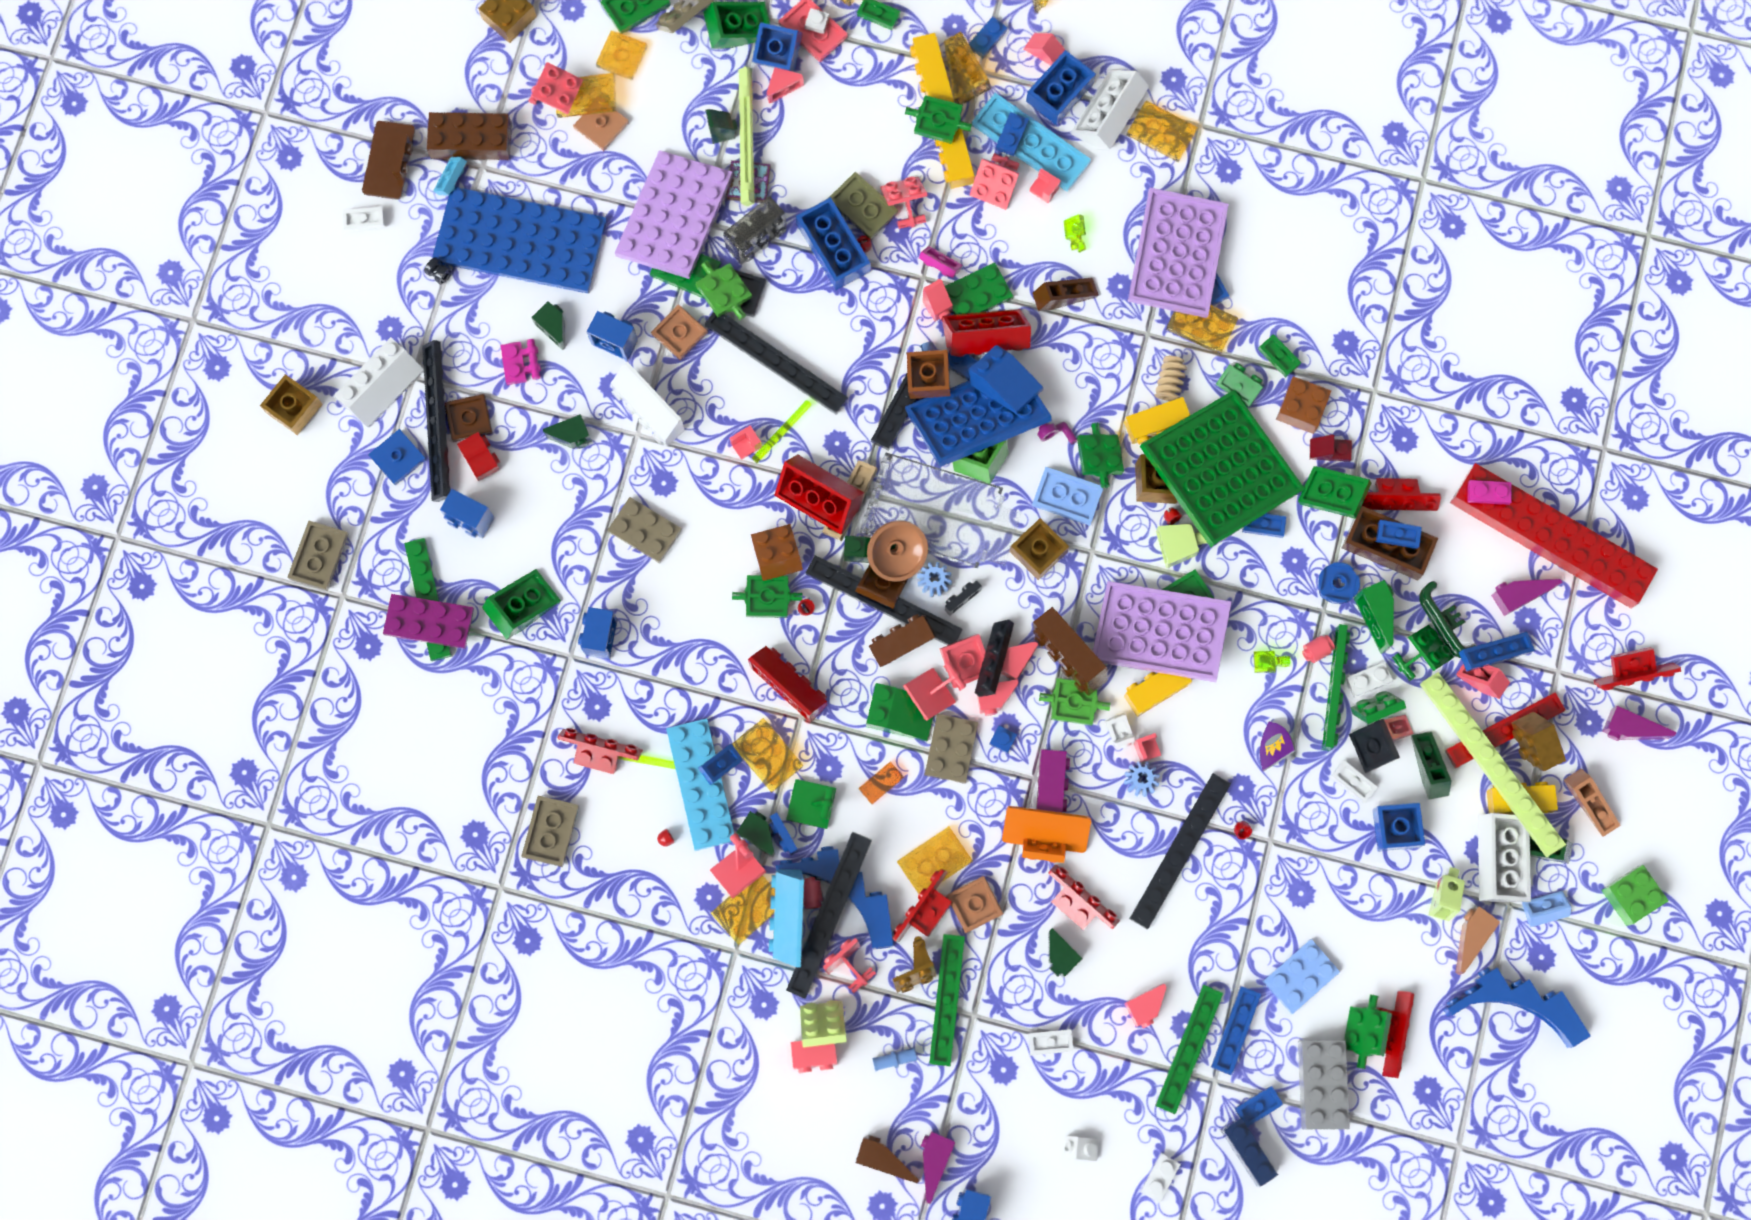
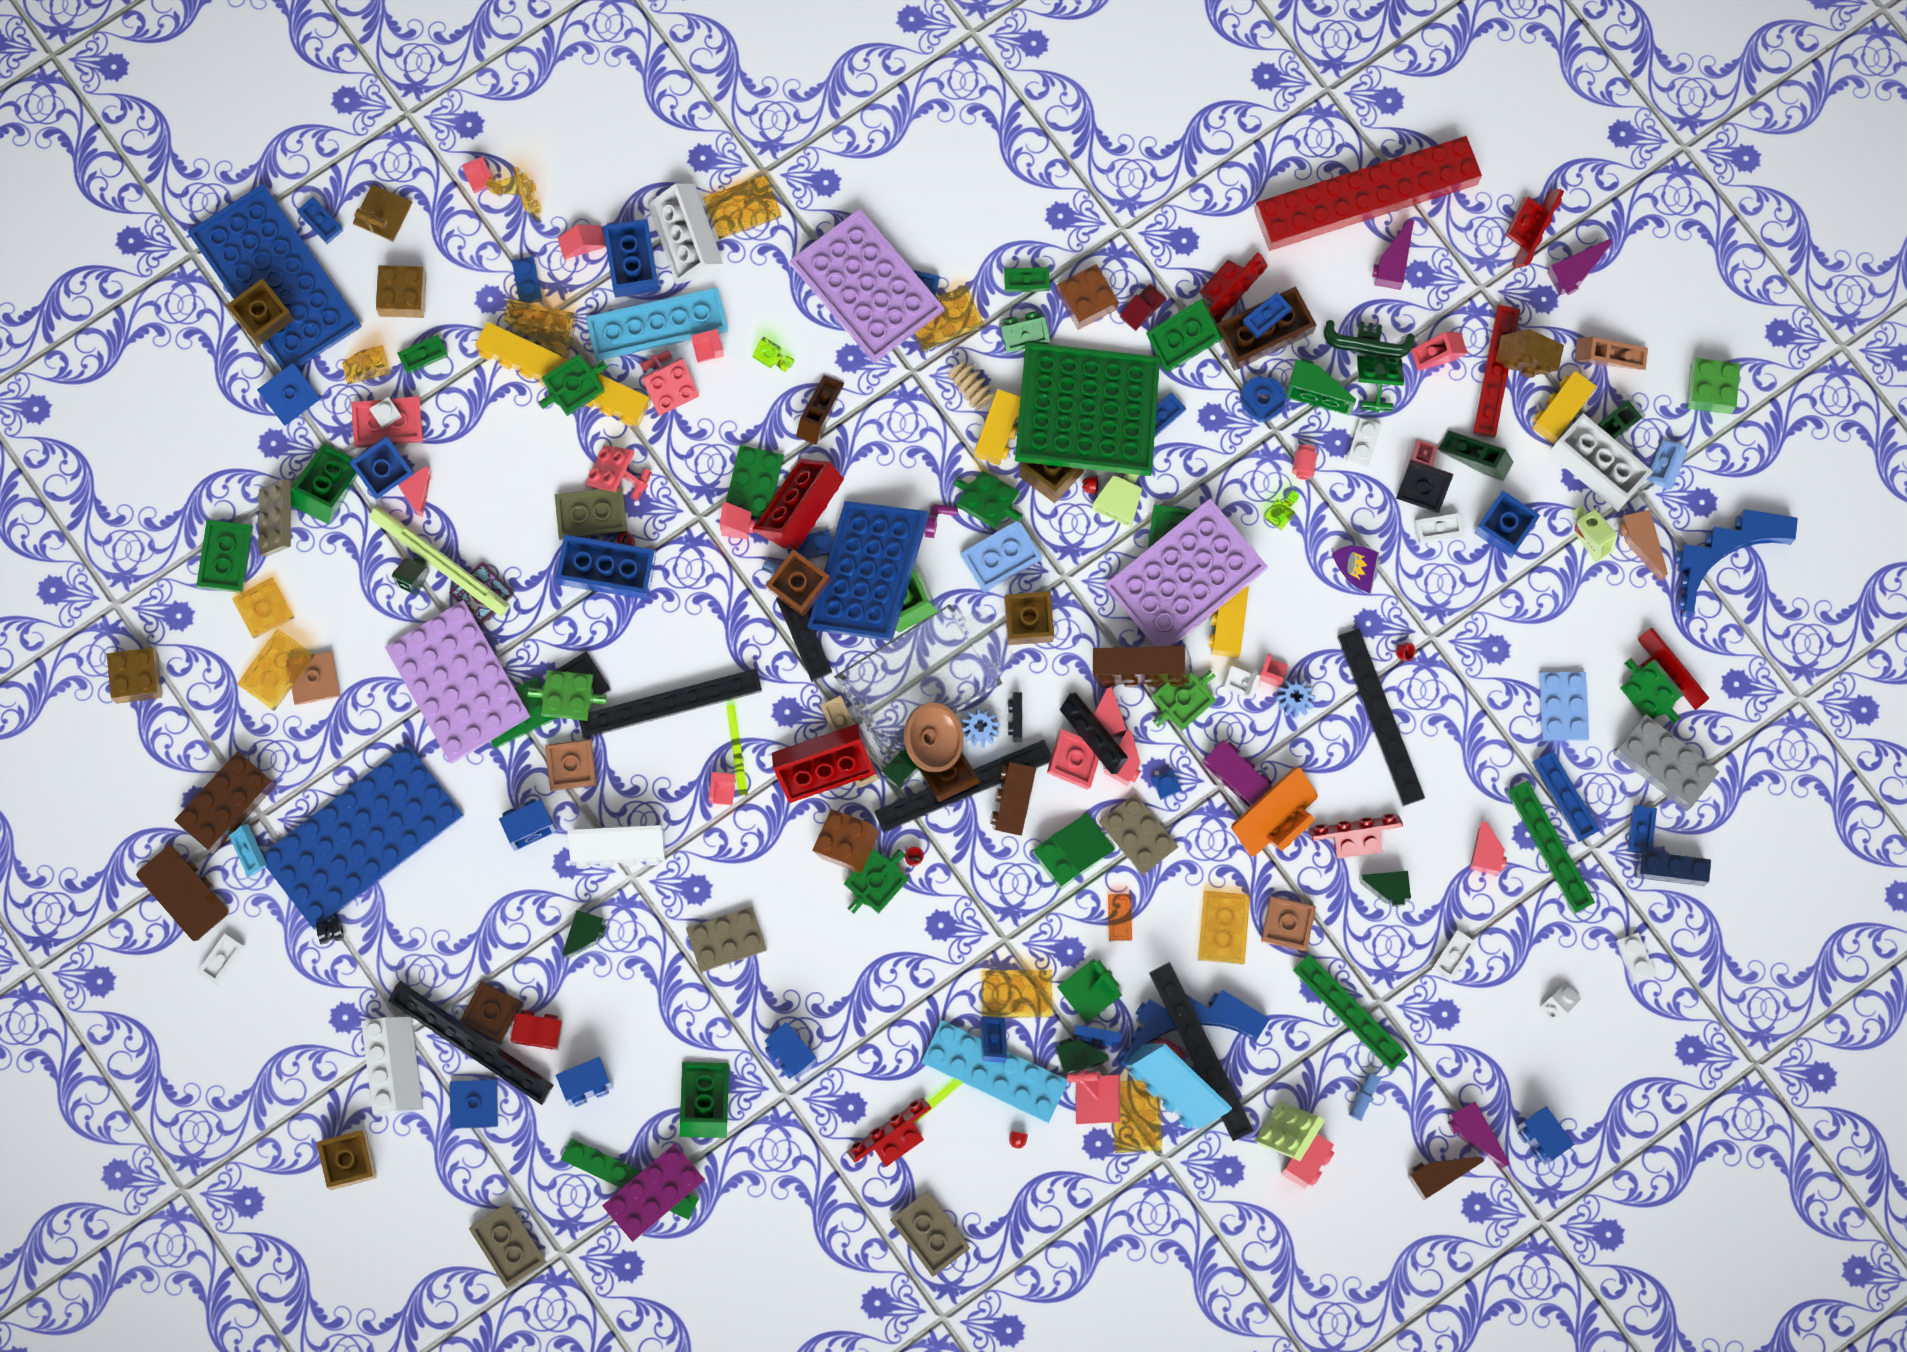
camera: 55 degrees left, 0 degrees up
(513, 362) = (474, 932): dark pink plate -> none
(551, 322) = (467, 870): dark green slope -> none
(556, 88) = (249, 691): coral plate -> none
(755, 230) = (538, 624): clear smoke brick -> none
(788, 683) = (970, 925): red slope -> none
(834, 961) = (1242, 1078): coral plate -> none
(923, 969) = (1308, 1009): pearl gold plate -> none
(927, 911) = (1264, 967): red bracket -> none
(931, 693) = (1079, 811): coral plate -> none
(938, 260) = (701, 489): dark pink plate -> none
(1004, 379) = (858, 523): blue slope -> none
(1012, 134) = (638, 334): blue plate -> none
(1335, 697) = (1343, 470): green plate -> none
(1378, 707) = (1395, 455): green plate -> none
(1489, 492) = (1292, 212): dark pink plate -> none
(1493, 765) = (1517, 405): yellowish green plate -> none
(1496, 651) = (1427, 321): blue plate -> none

